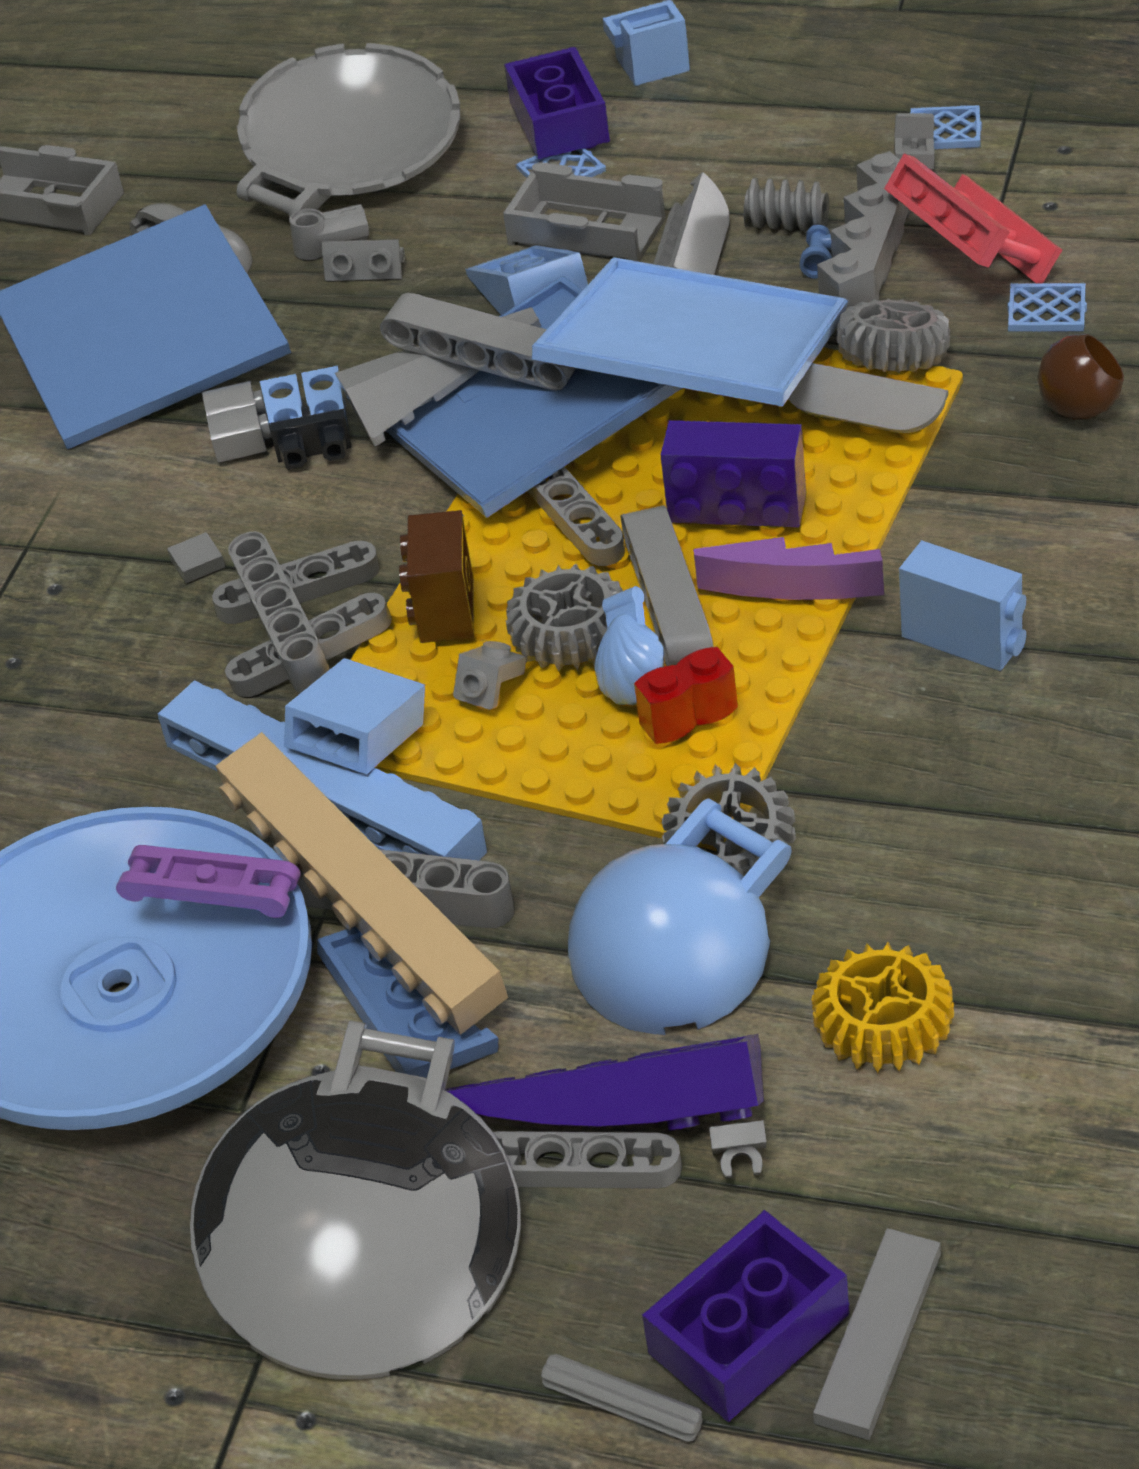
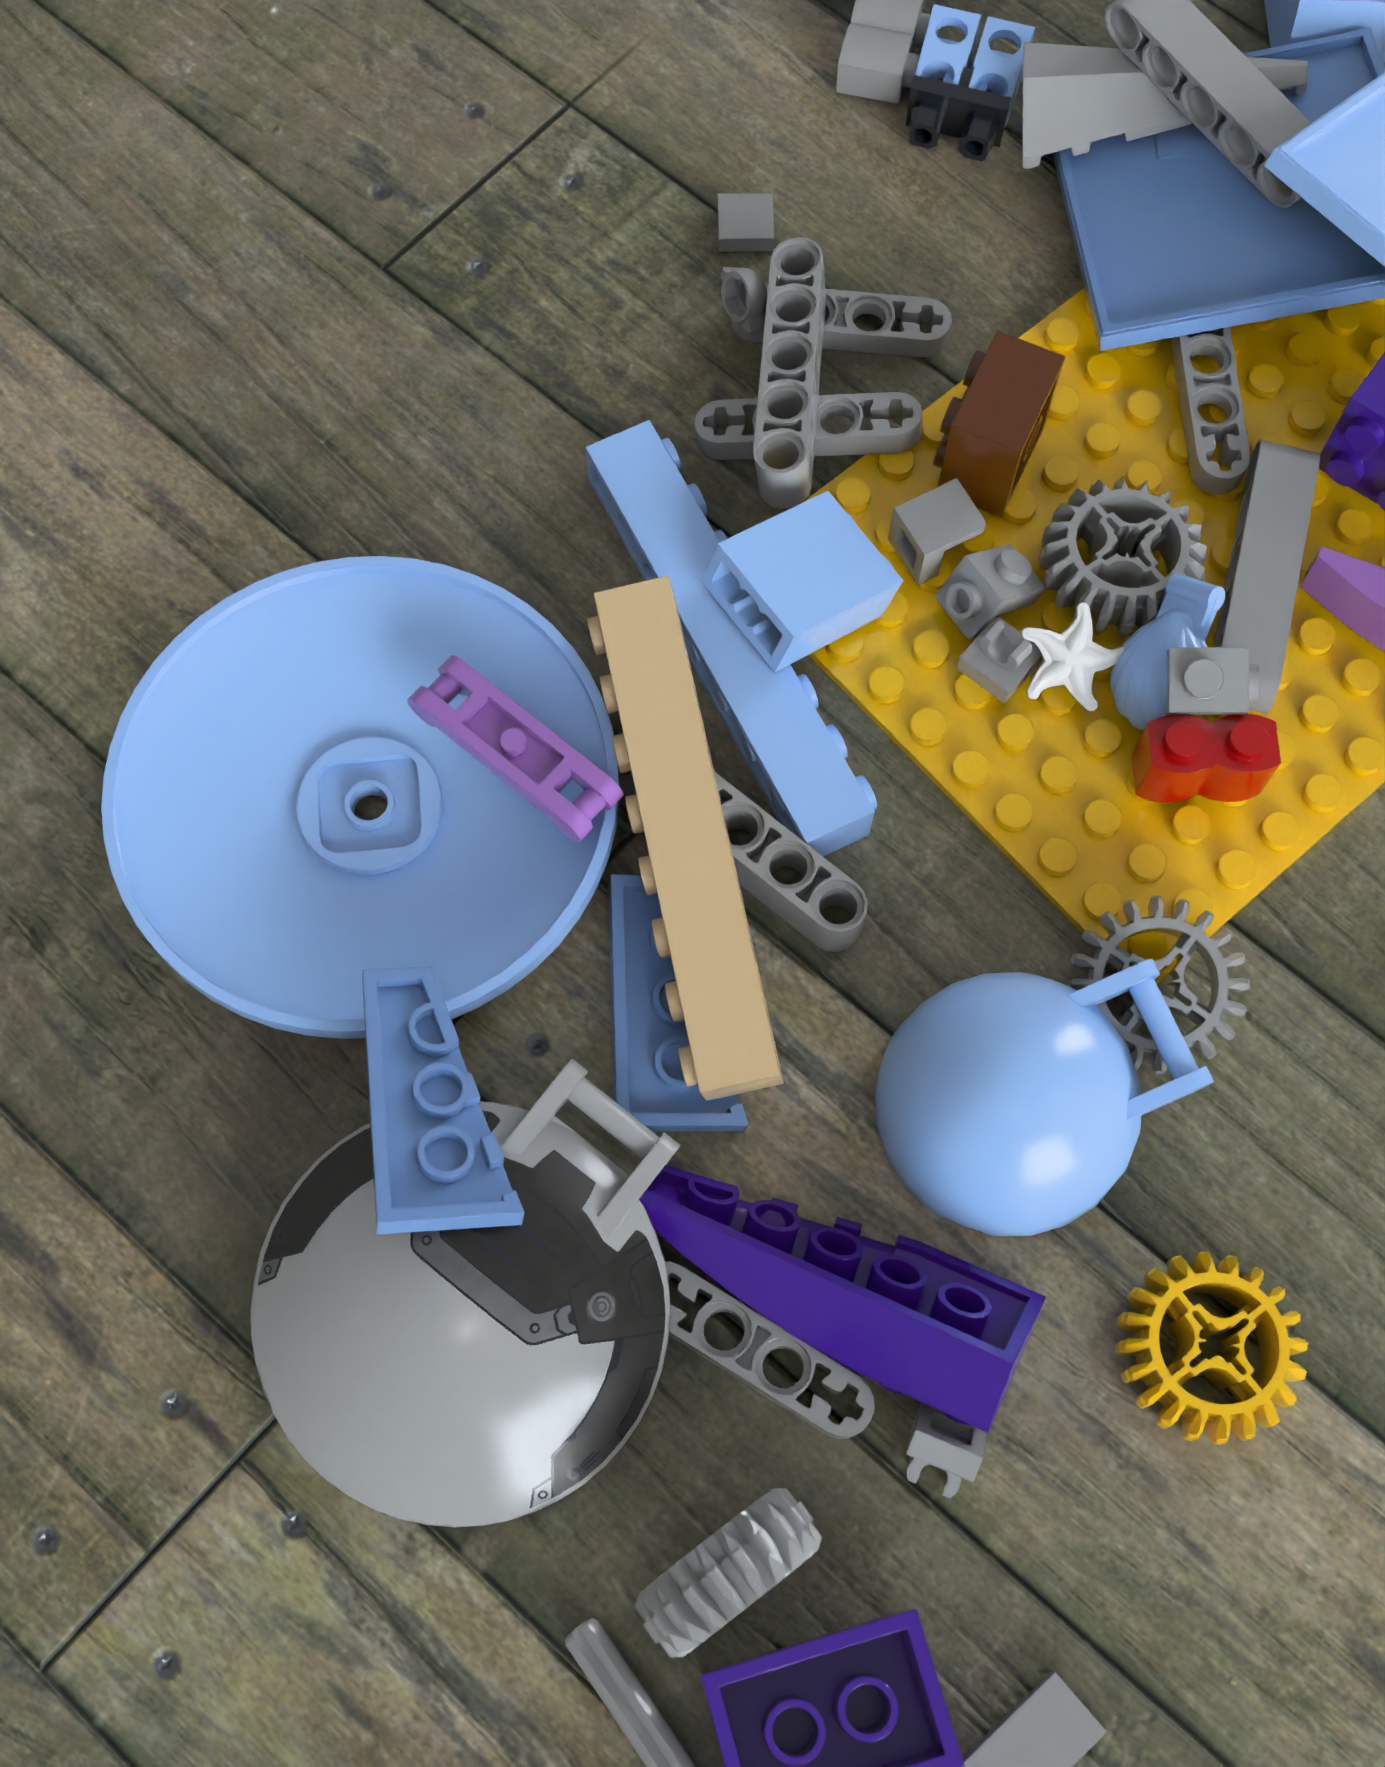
camera: 20 degrees right, 25 degrees up
(222, 589) = (744, 297): none -> light grey piece
(267, 1090) = (428, 1132): none -> medium blue wing
(424, 651) = (932, 525): none -> light grey panel
(518, 708) = (999, 659): none -> light grey tile
(564, 683) = (1070, 658): none -> white animal
(628, 1262) = (728, 1572): none -> light grey gear
(660, 640) = (1210, 681): none -> light grey bracket

